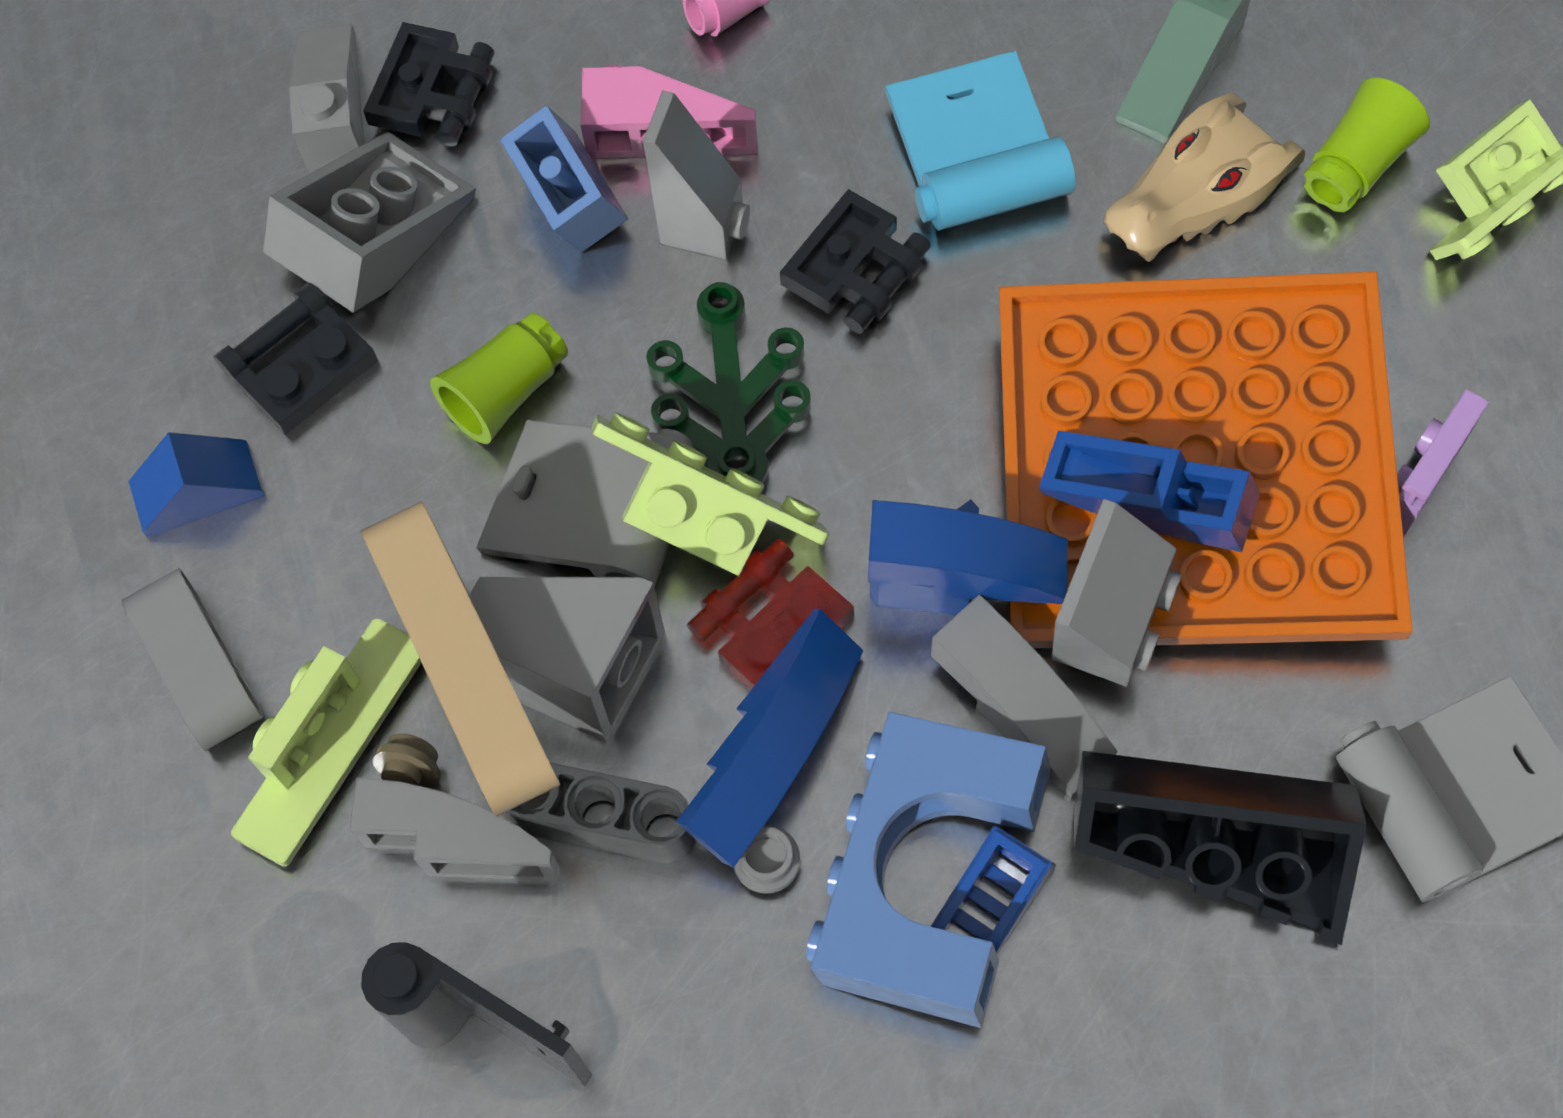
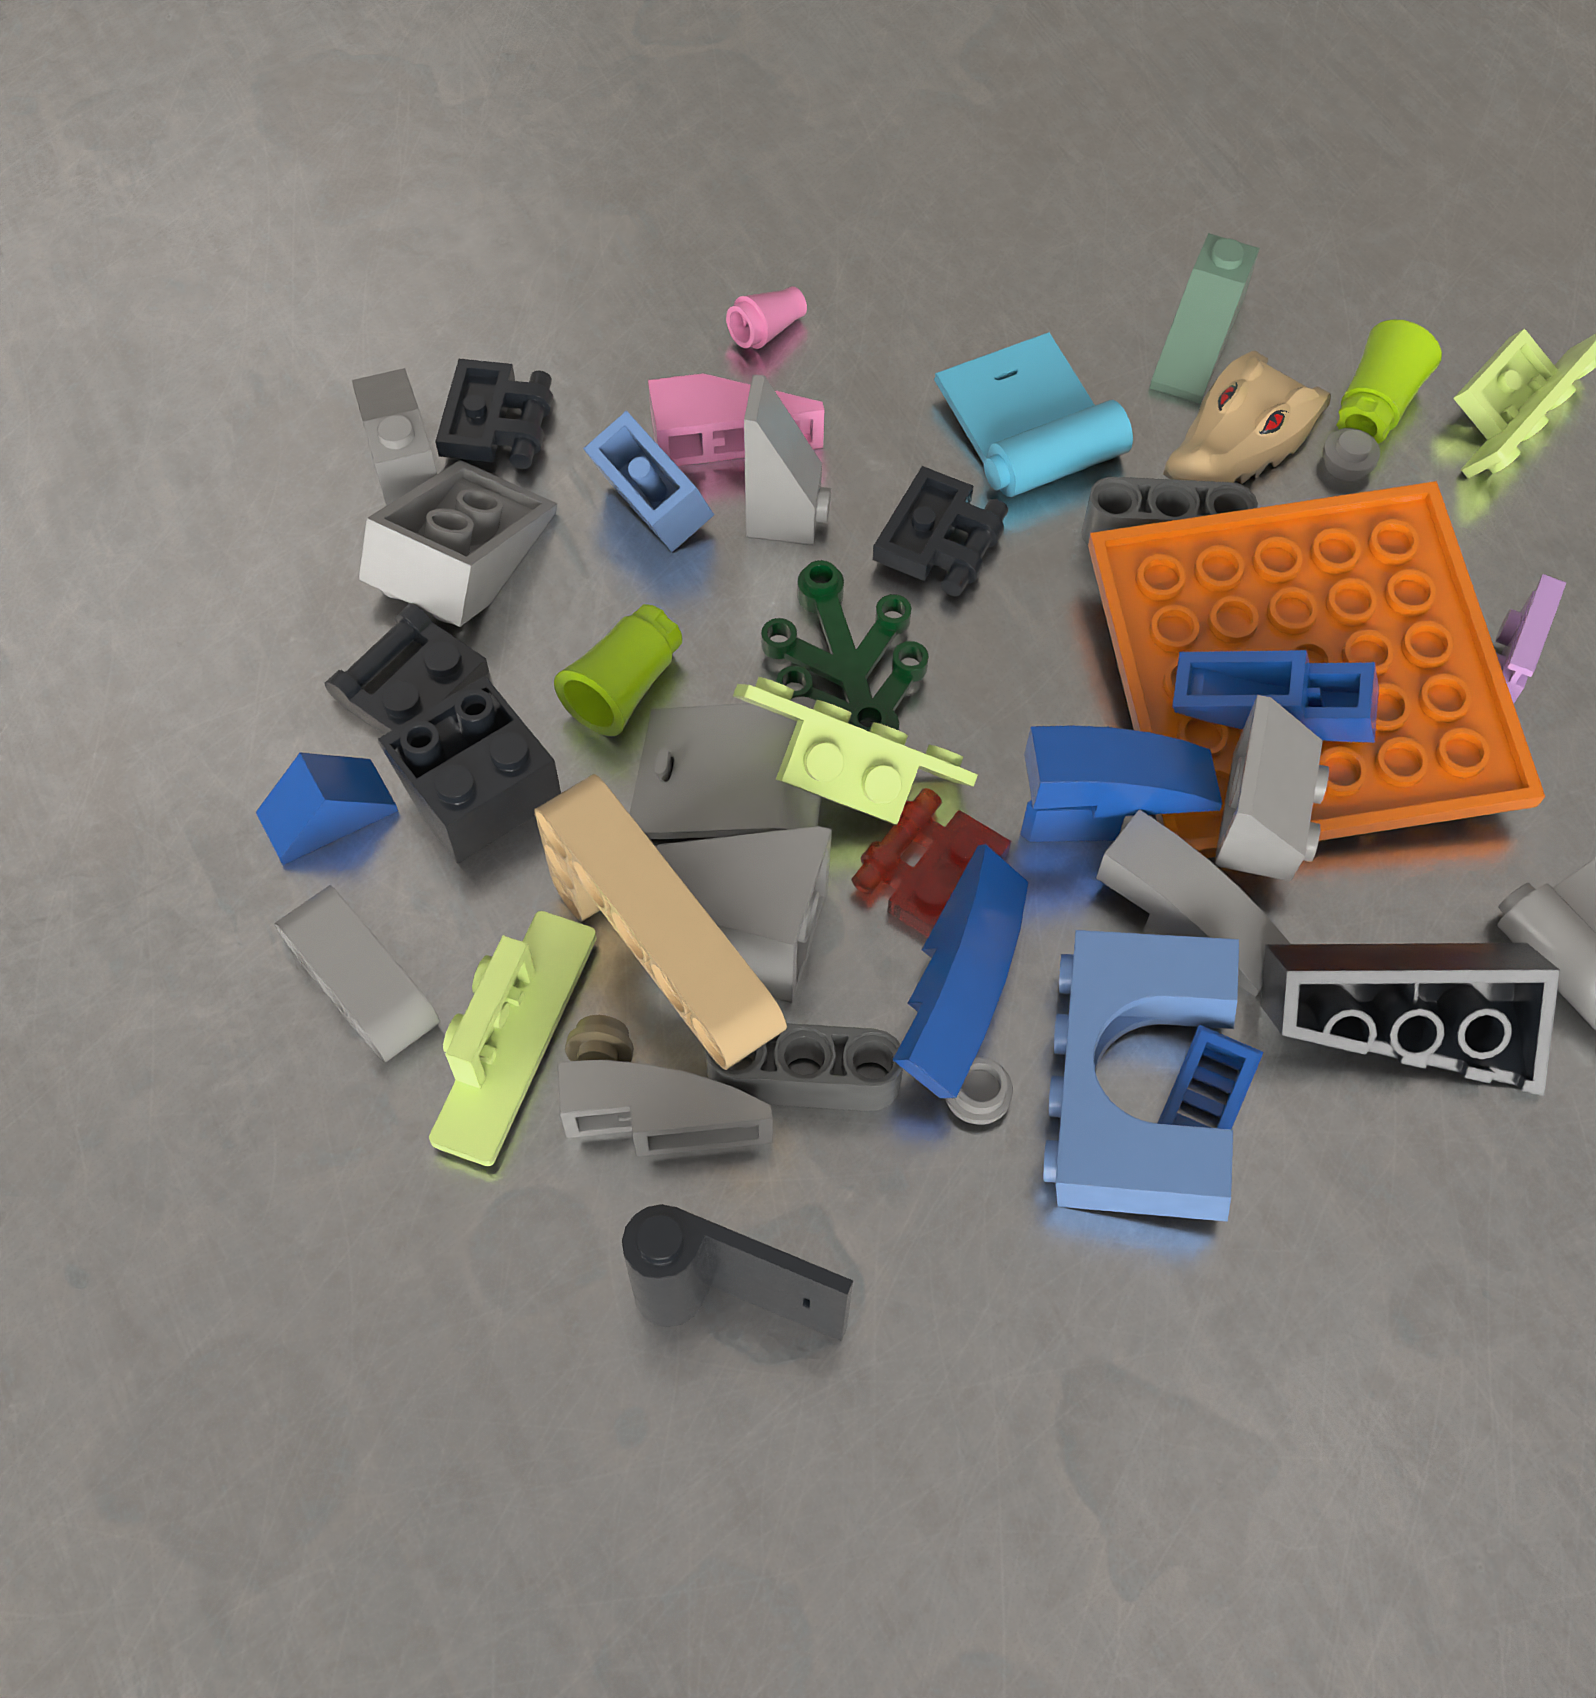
camera: 15 degrees left, 5 degrees down
(333, 464) = (471, 768): none -> black slope
(1071, 254) = (1143, 501): none -> dark grey beam
(1310, 220) = (1350, 454): none -> light grey plate

